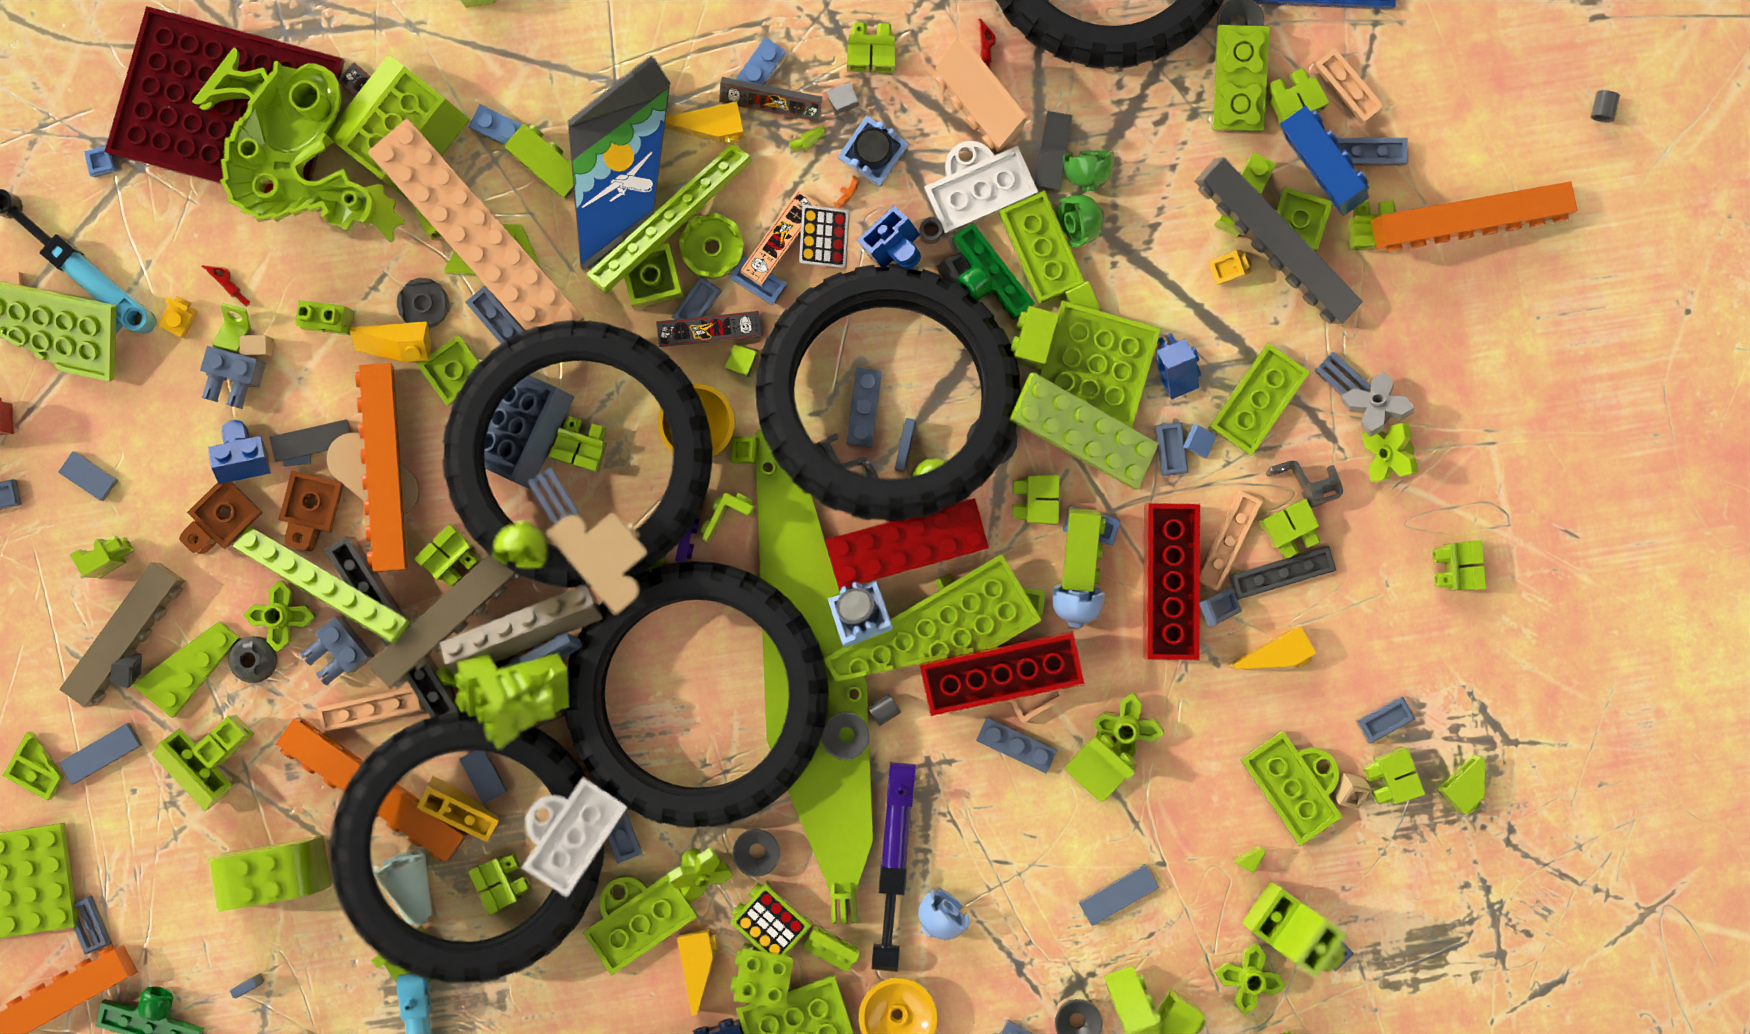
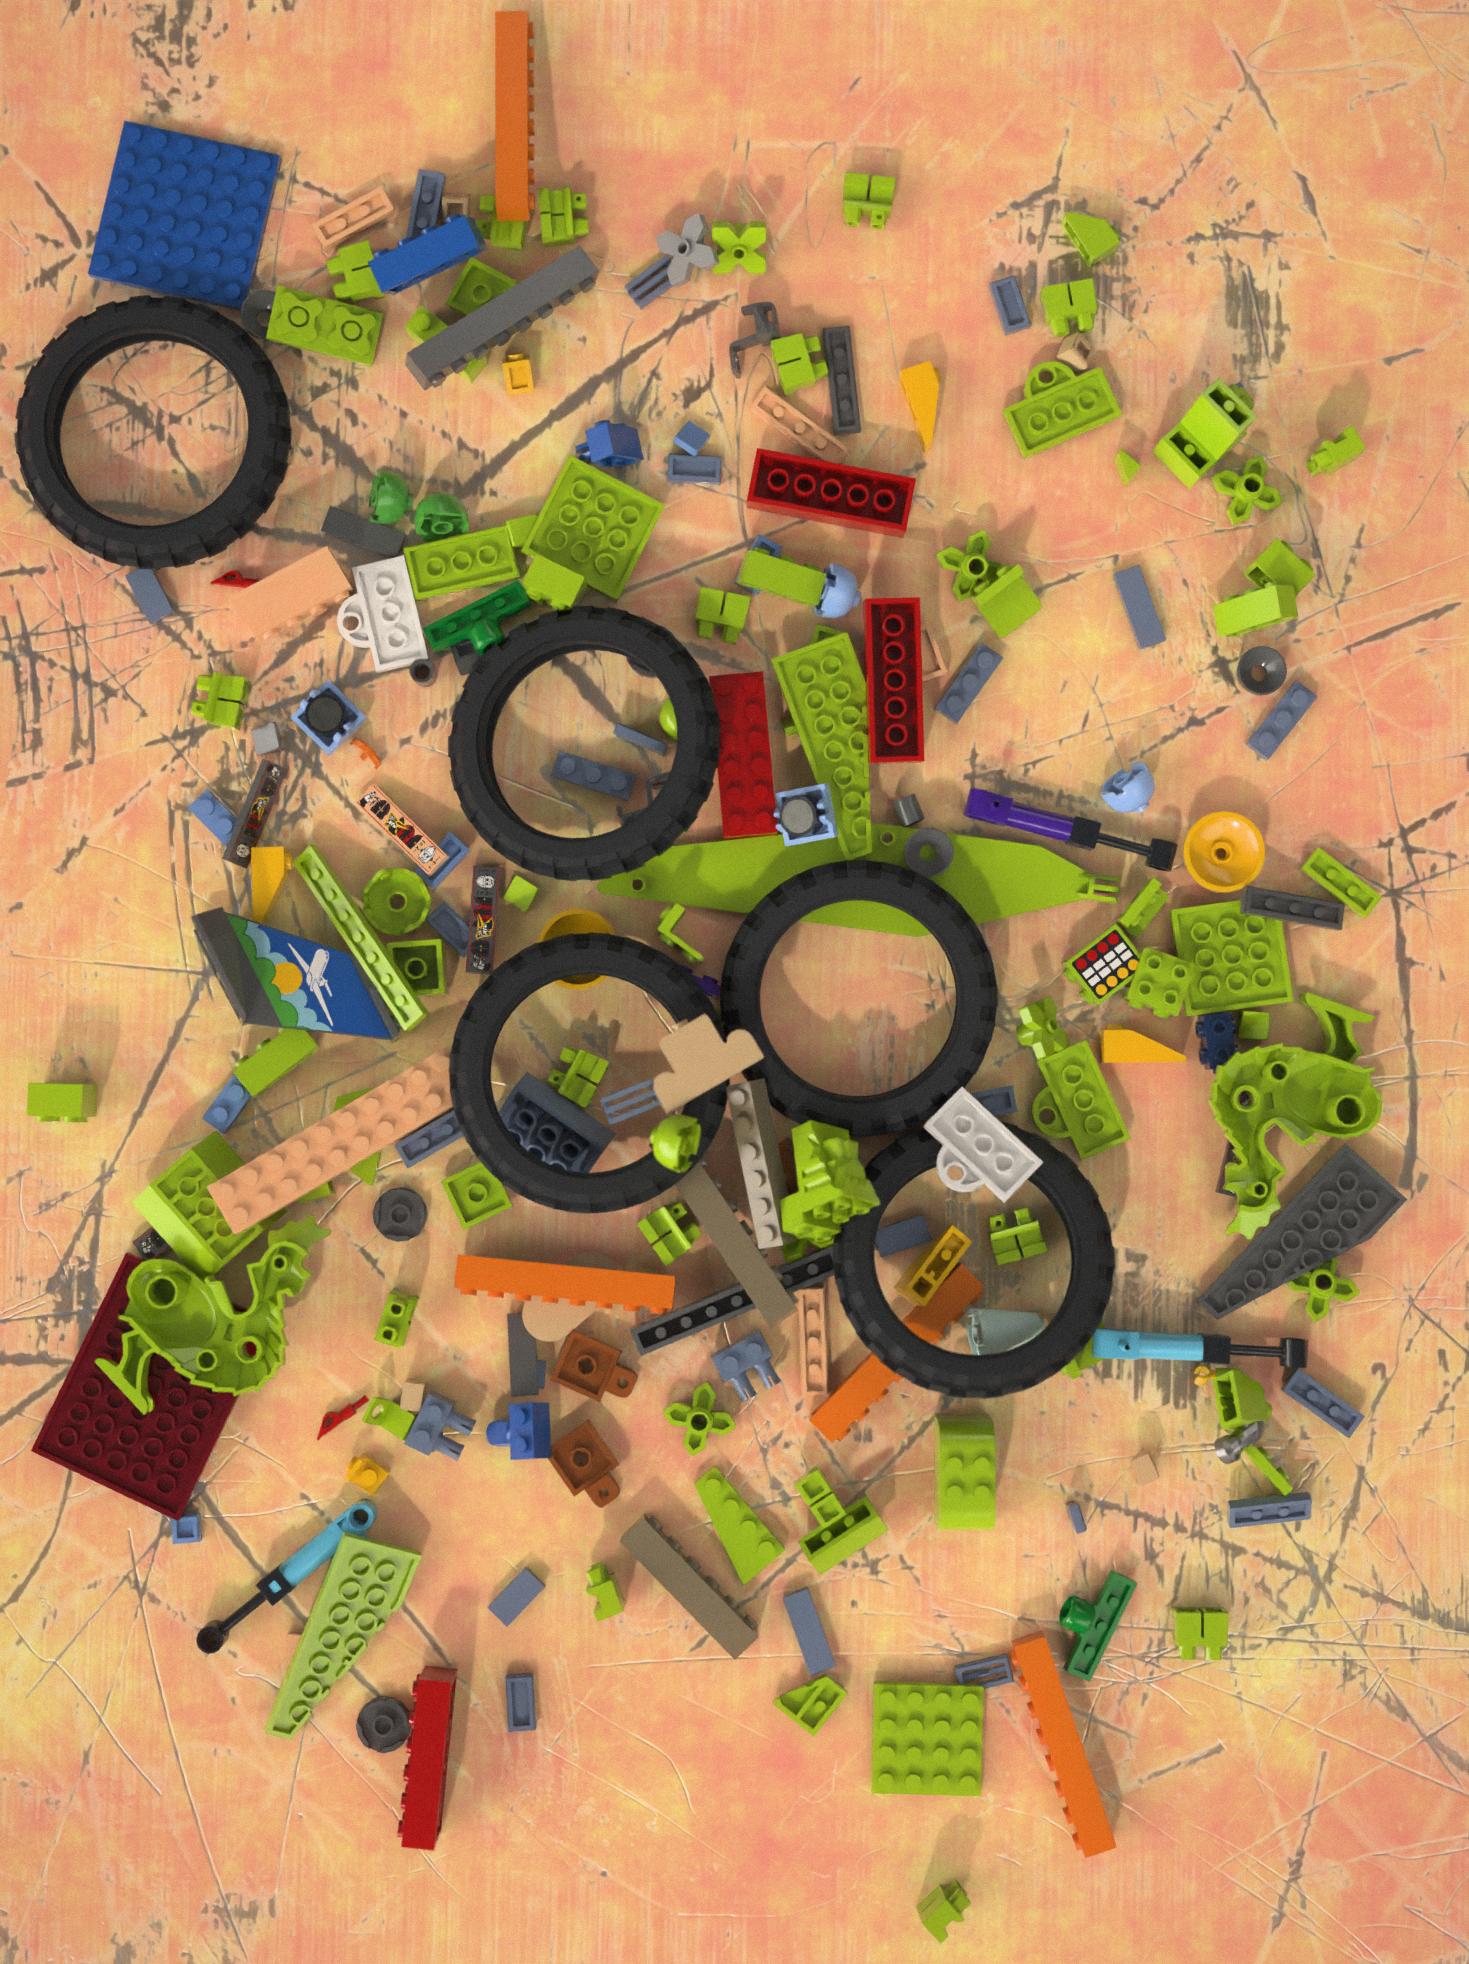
camera: 80 degrees left, 0 degrees up
(126, 670) = (728, 1587): dark grey slope -> none
(264, 664) = (739, 1441): dark grey piece -> none
(321, 585) = (676, 1365): plate -> none
(394, 341) = (435, 1249): yellow slope -> none
(563, 644) = (782, 1124): sand blue plate -> none
(744, 450) = (615, 906): lime tile -> none
(756, 866) = (1044, 959): dark grey piece -> none
(808, 139) = (303, 783): lime bar -> none
(823, 236) = (408, 784): sticker -> none
(892, 240) = (426, 713): blue brick -> none
(1083, 431) = (660, 552): lime plate -> none
(1220, 607) = (865, 448): sand blue tile -> none
(1259, 399) = (660, 370): lime plate -> none
(1379, 179) = (455, 204): none -> tan slope
(1388, 276) = (557, 218): none -> lime hips

